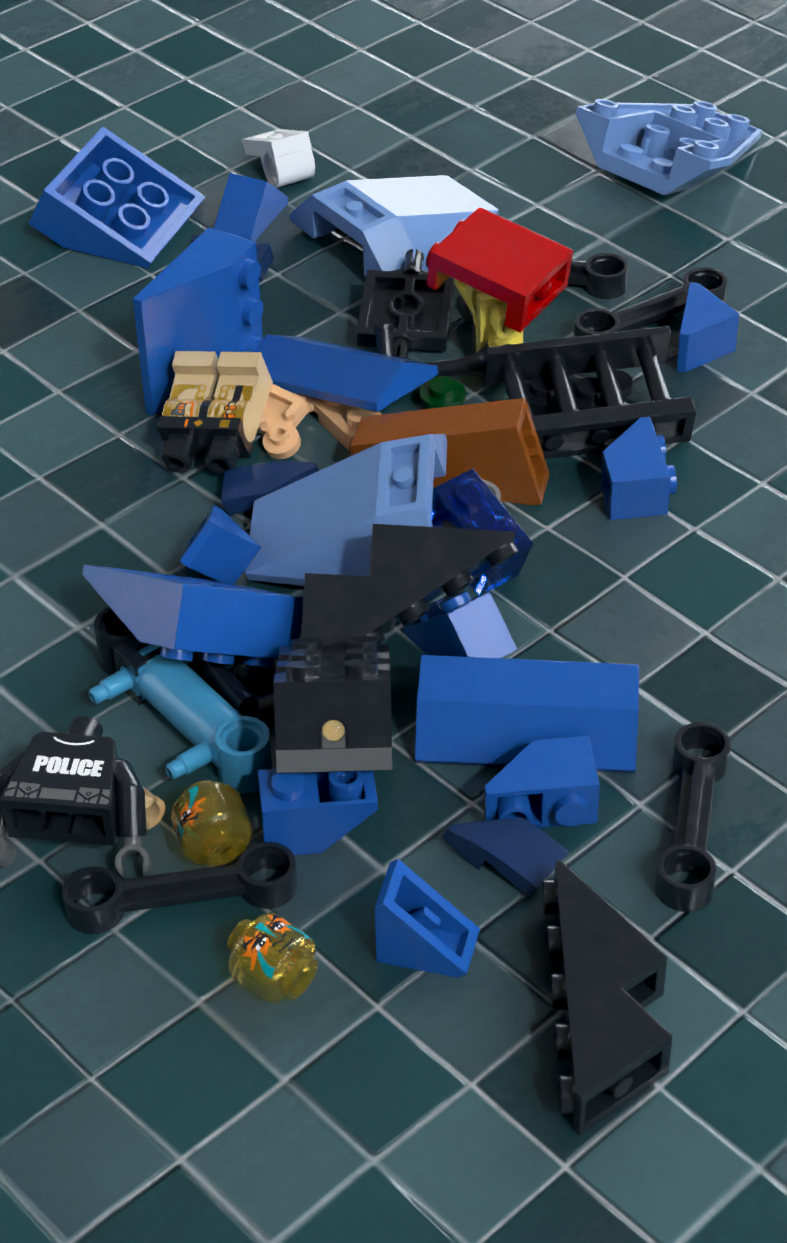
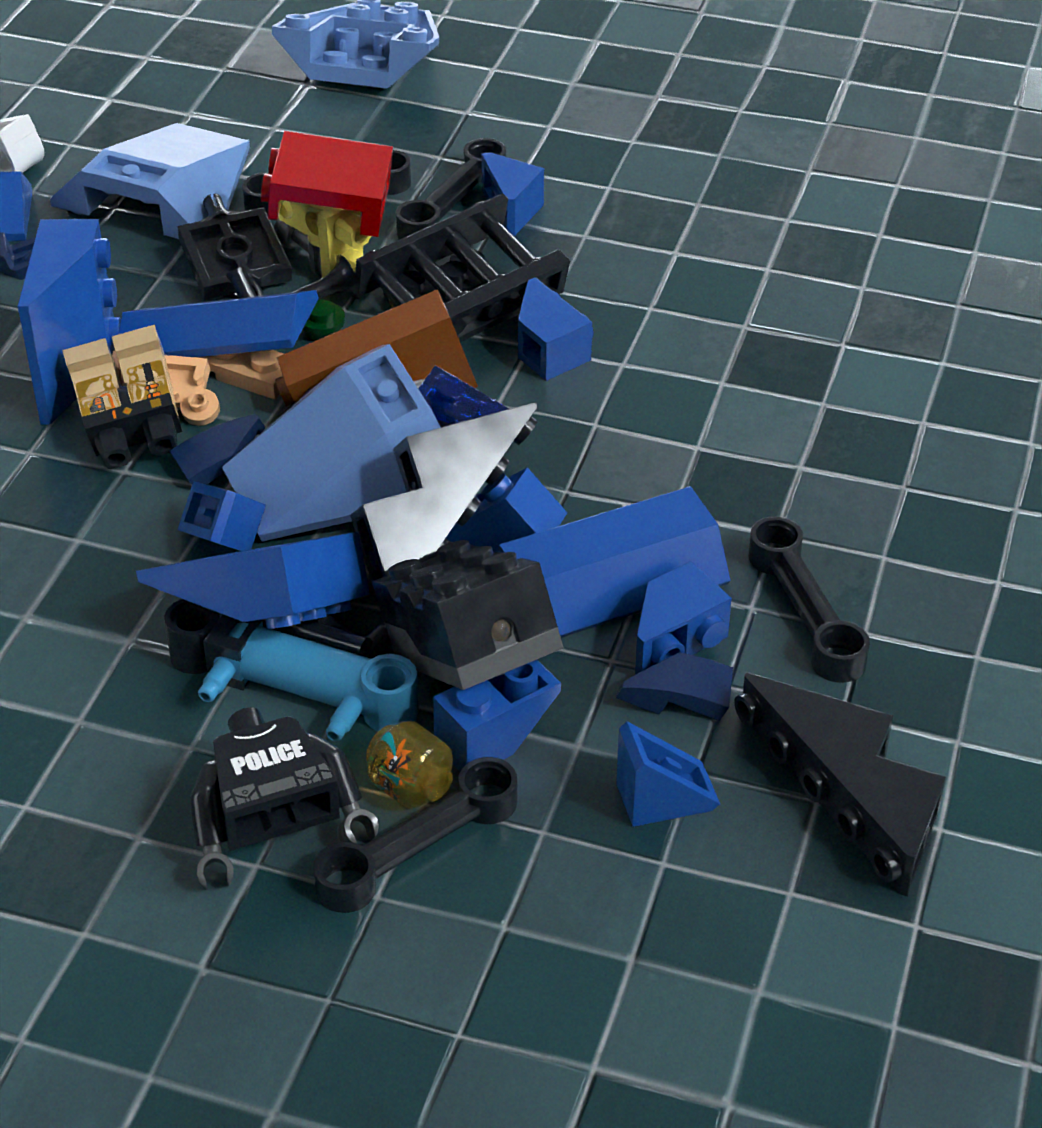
camera: 30 degrees left, 0 degrees up
(272, 957) = (552, 857): clear yellow head -> none

